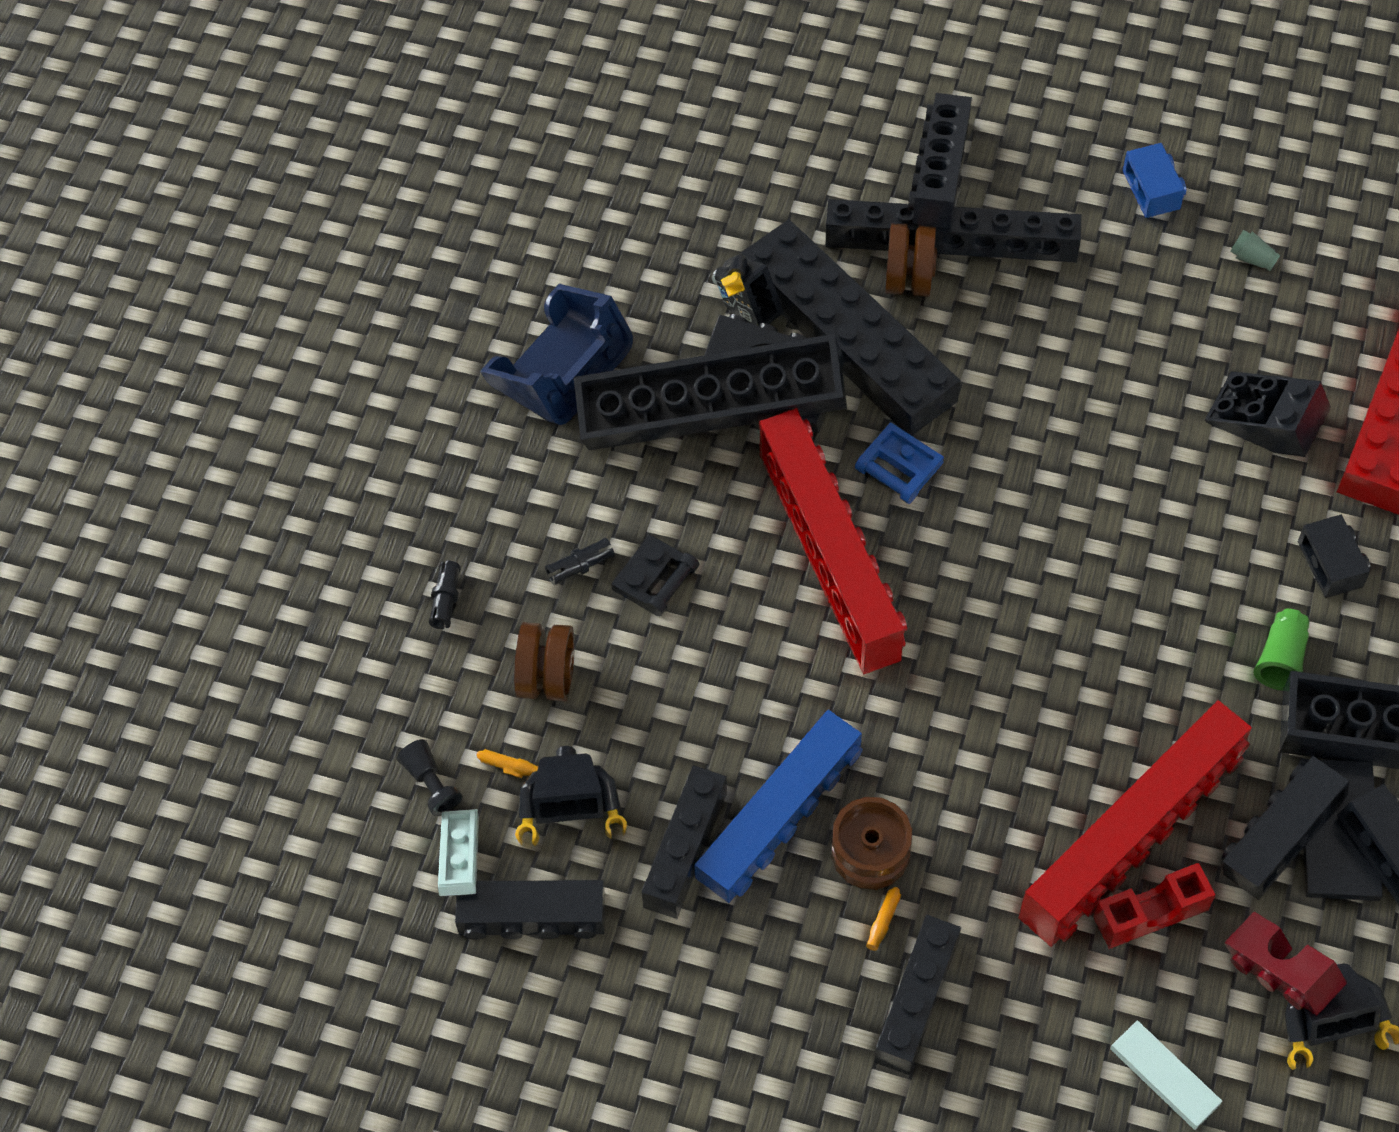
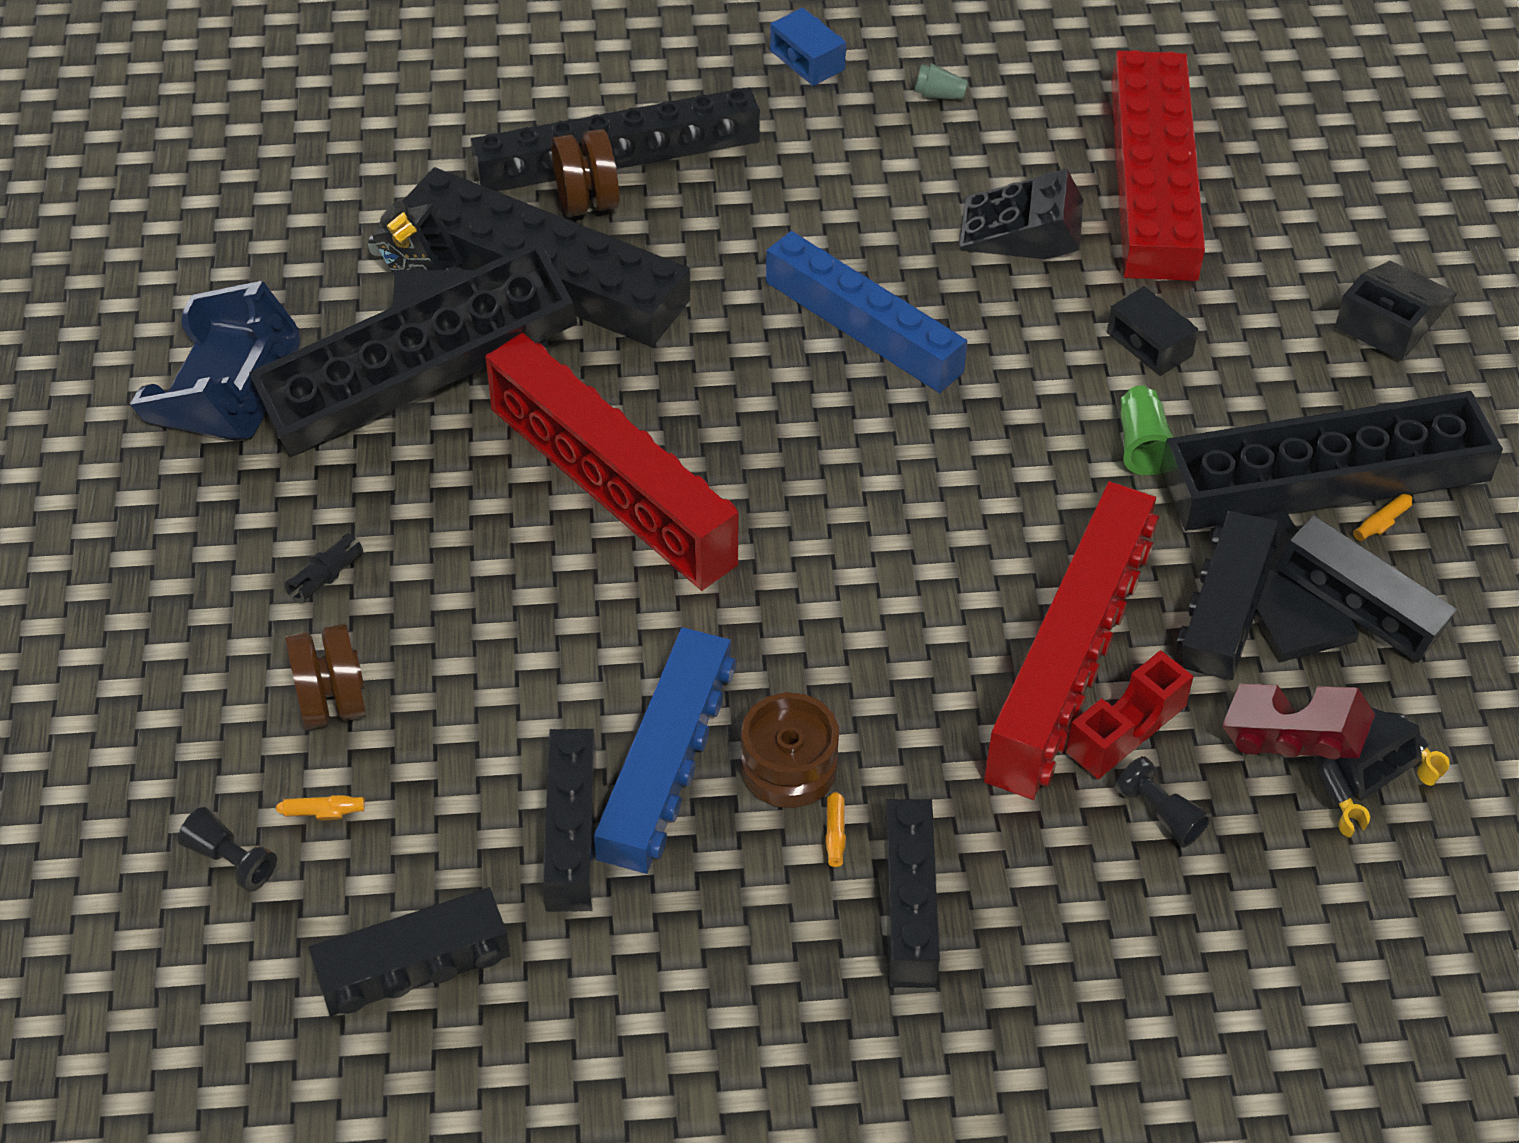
camera: 25 degrees left, 10 degrees down
(444, 594) = (171, 649): black pin -> none
(458, 852) = (297, 917): light aqua tile -> none
(567, 790) = (406, 806): black torso -> none
(647, 569) = (408, 553): black plate -> none
(906, 455) = (656, 361): blue plate -> none
(940, 160) = (579, 73): black brick -> none
(1095, 462) = (866, 311): none -> blue brick
(1156, 1003) = (1179, 815): none -> black piece
(1166, 1075) = (1220, 886): light aqua tile -> none

